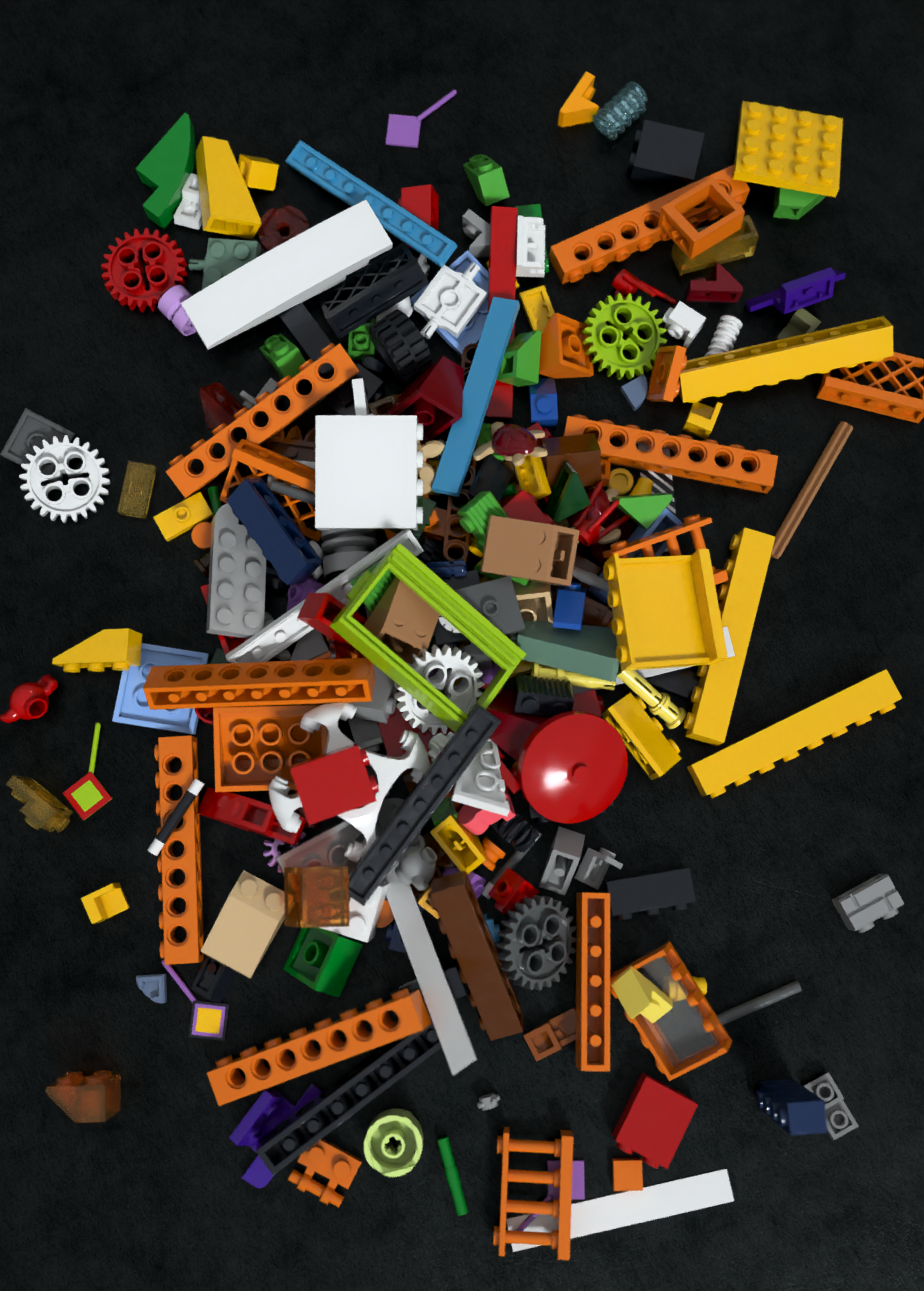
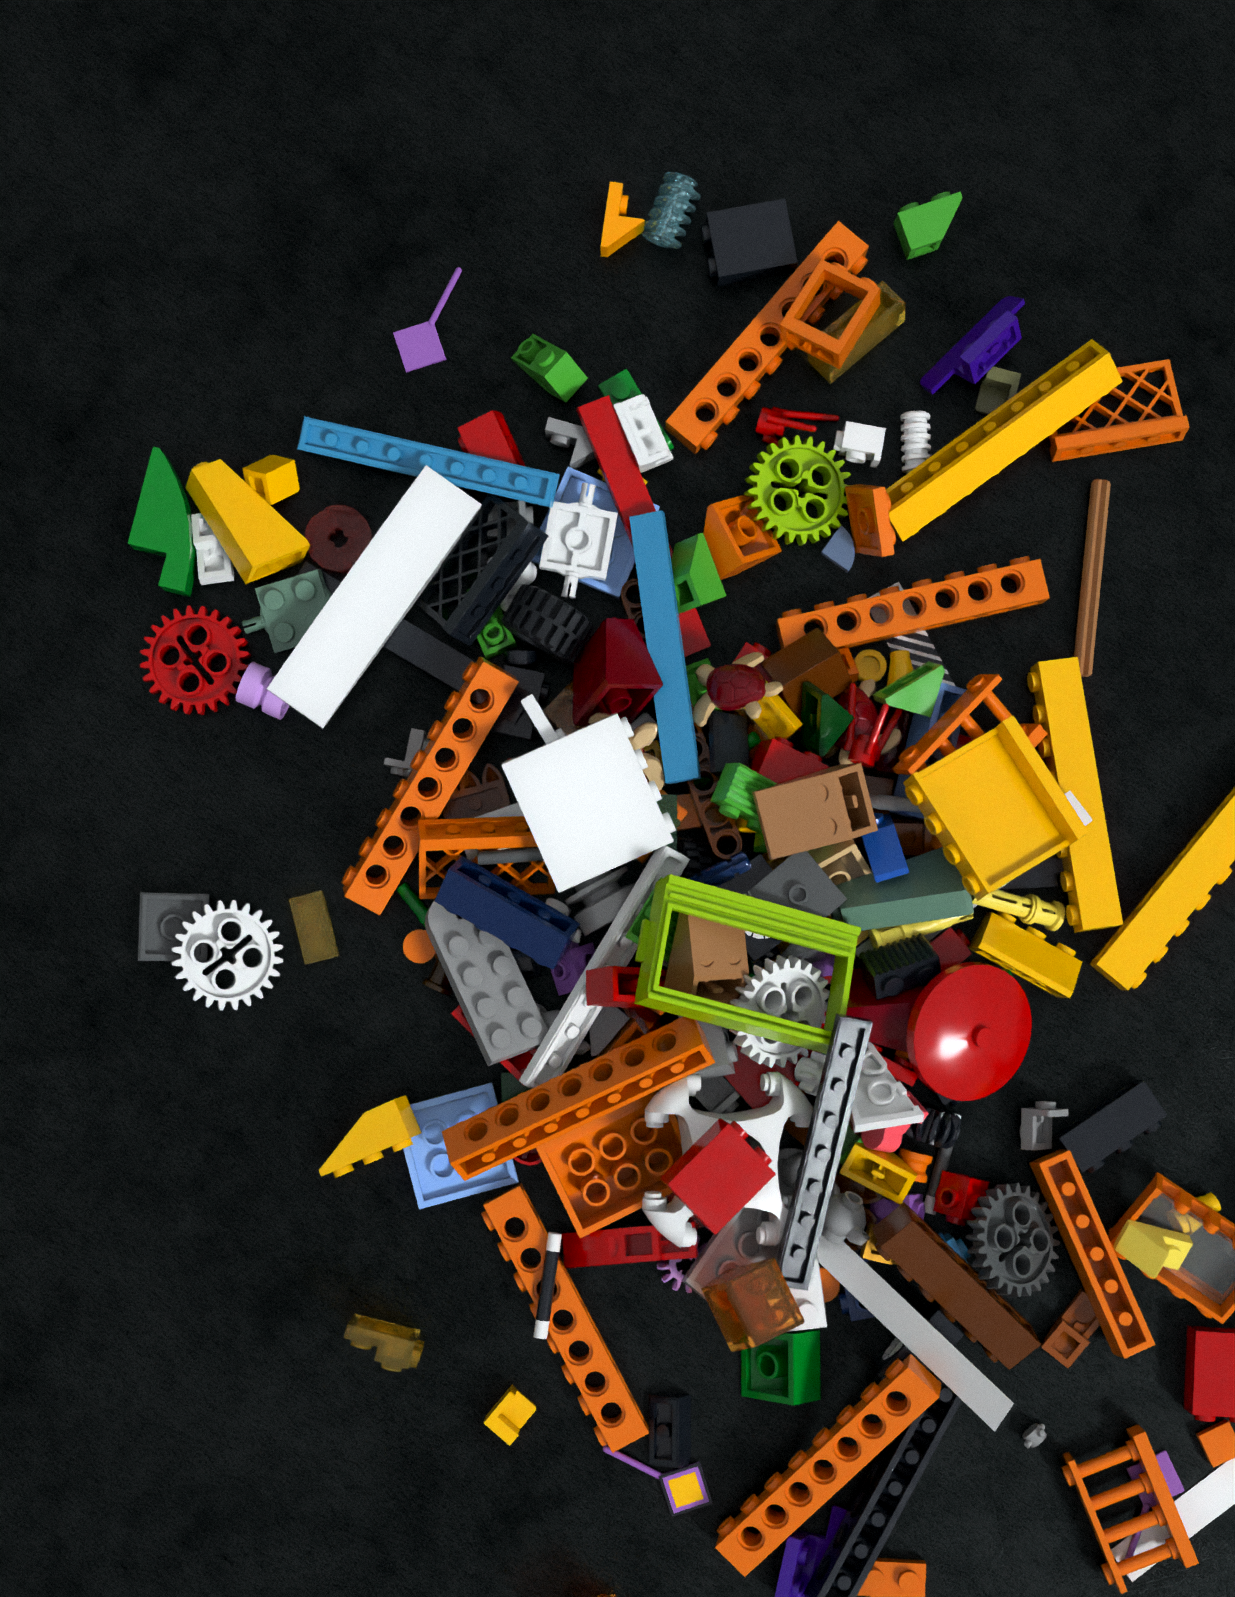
camera: 25 degrees left, 5 degrees up
(30, 700) = (314, 1227): red piece -> none
(88, 793) = (428, 1302): piece -> none
(153, 986) = (606, 1481): sand blue tile -> none
(183, 516) = (383, 935): yellow plate -> none
(218, 405) = (366, 785): clear red slope -> none
(246, 924) = (682, 1367): tan slope -> none
(283, 355) = (413, 694): bright green slope -> none
(383, 1155) = (948, 1547): yellowish green brick -> none
(452, 1176) = (1031, 1532): green piece -> none
(537, 307) = (683, 502): yellow plate -> none
(543, 403) = (740, 614): blue slope -> none
(562, 860) = (998, 1135): light grey slope -> none
(701, 419) = (932, 548): yellow panel -> none
(721, 288) = (886, 379): dark red slope -> none
(788, 149) = (891, 173): yellow plate -> none

